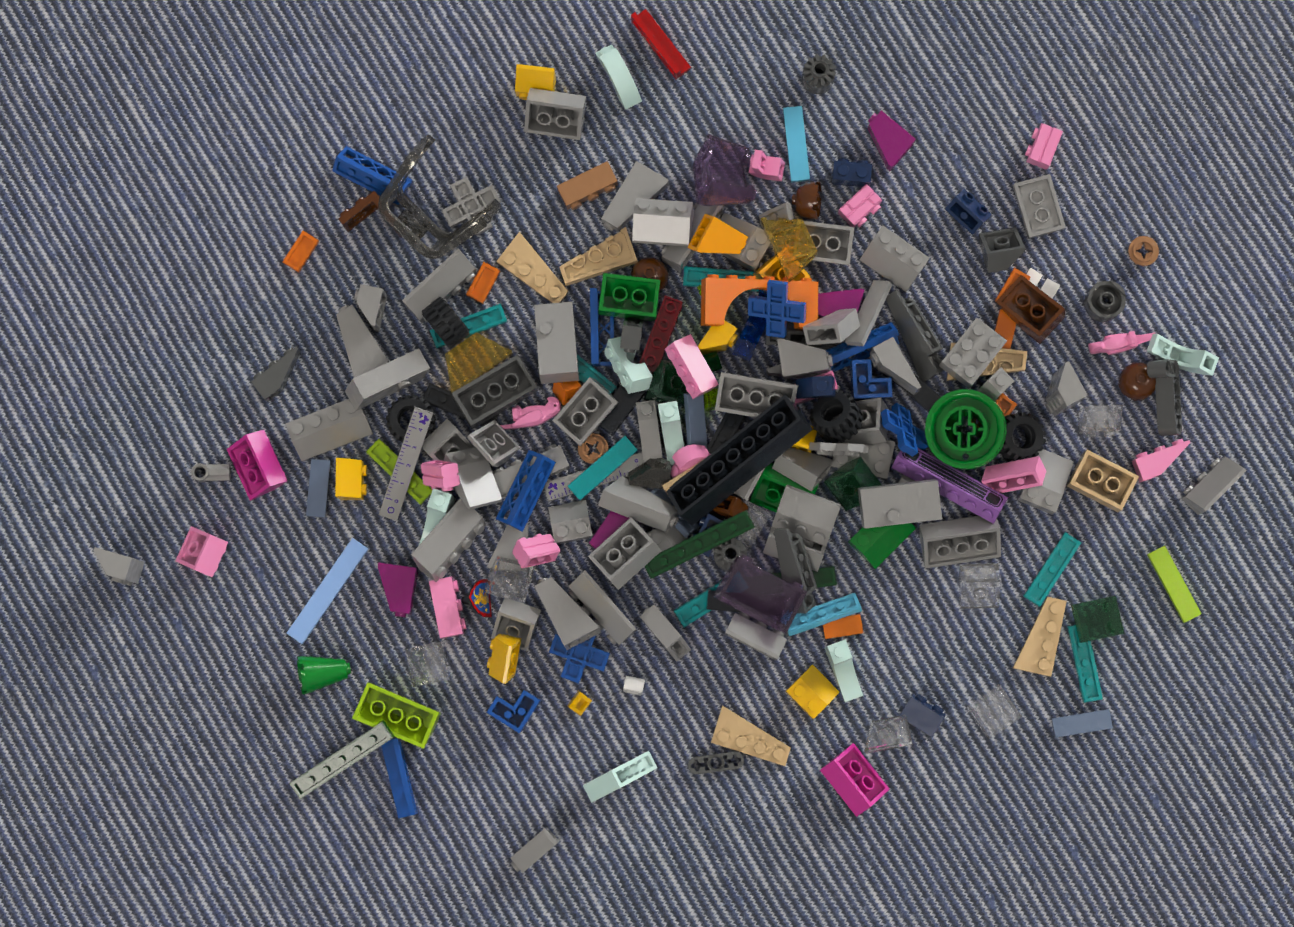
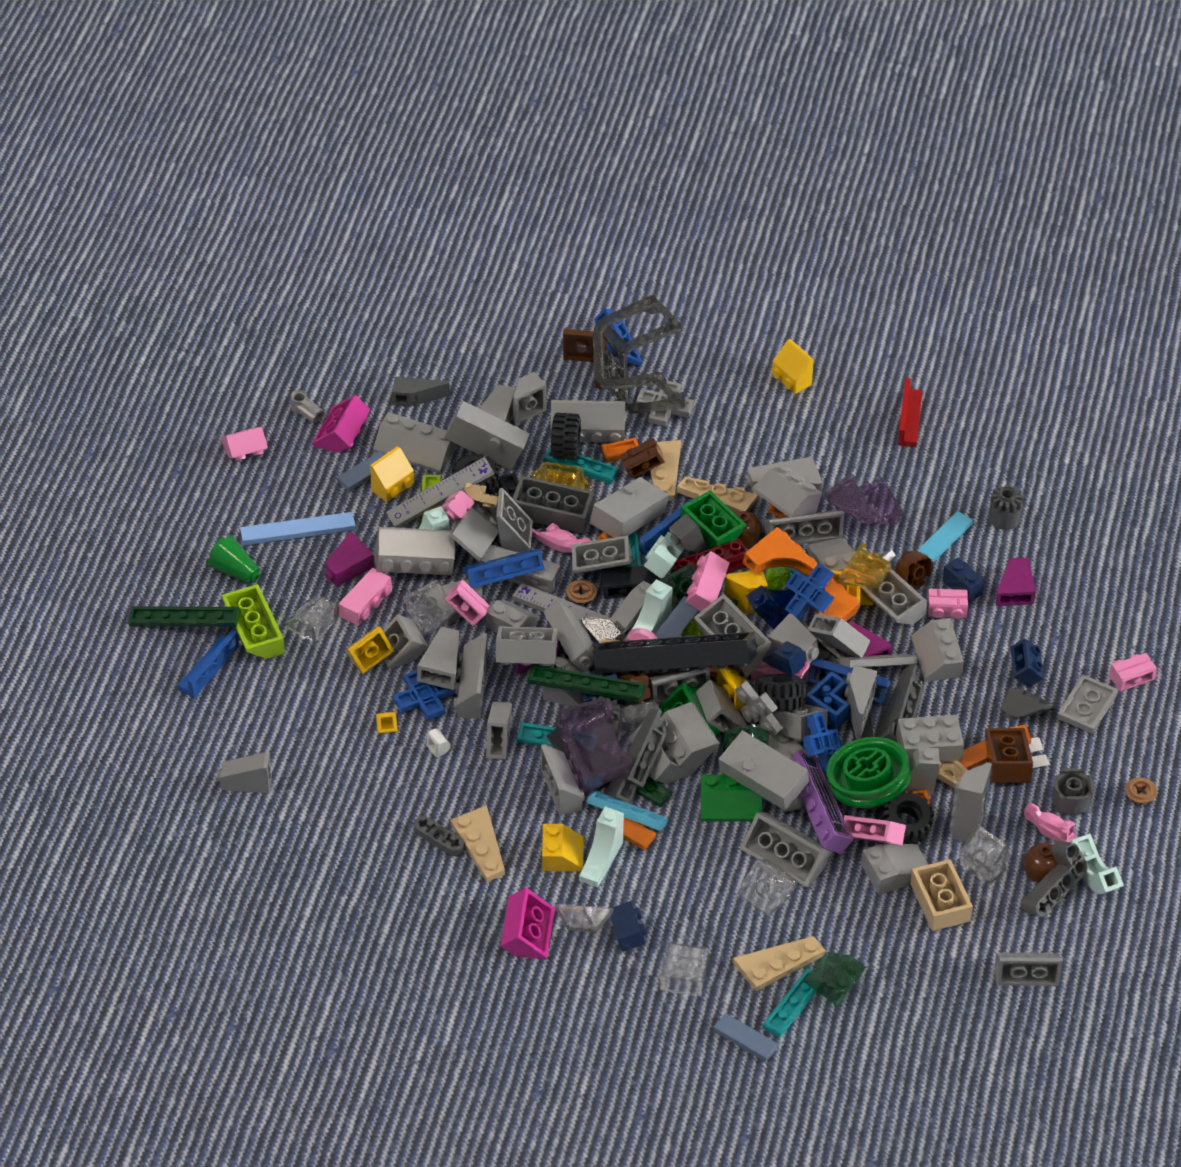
camera: 40 degrees right, 35 degrees down
(120, 567) = (183, 399): light grey slope -> none
(300, 251) = (518, 344): orange tile -> none
(452, 447) = (477, 493): none -> tan slope
(479, 599) = (392, 603): shield -> none
(514, 282) = (642, 458): none -> reddish brown brick
(514, 716) = (335, 688): blue brick -> none
(554, 114) = (785, 390): light grey brick -> none
(587, 186) = (759, 448): medium nougat brick -> none
(602, 468) = (577, 603): teal tile -> none
(619, 76) = (855, 407): light aqua arch -> none
(620, 776) = (360, 776): light aqua arch -> none
(717, 237) = (816, 527): light orange slope -> none
(766, 166) = (902, 529): bright pink brick -> none
(1052, 569) = (838, 925): teal tile -> none
(1154, 464) = (1003, 922): bright pink slope -> none
(1174, 584) = (924, 1010): lime tile -> none

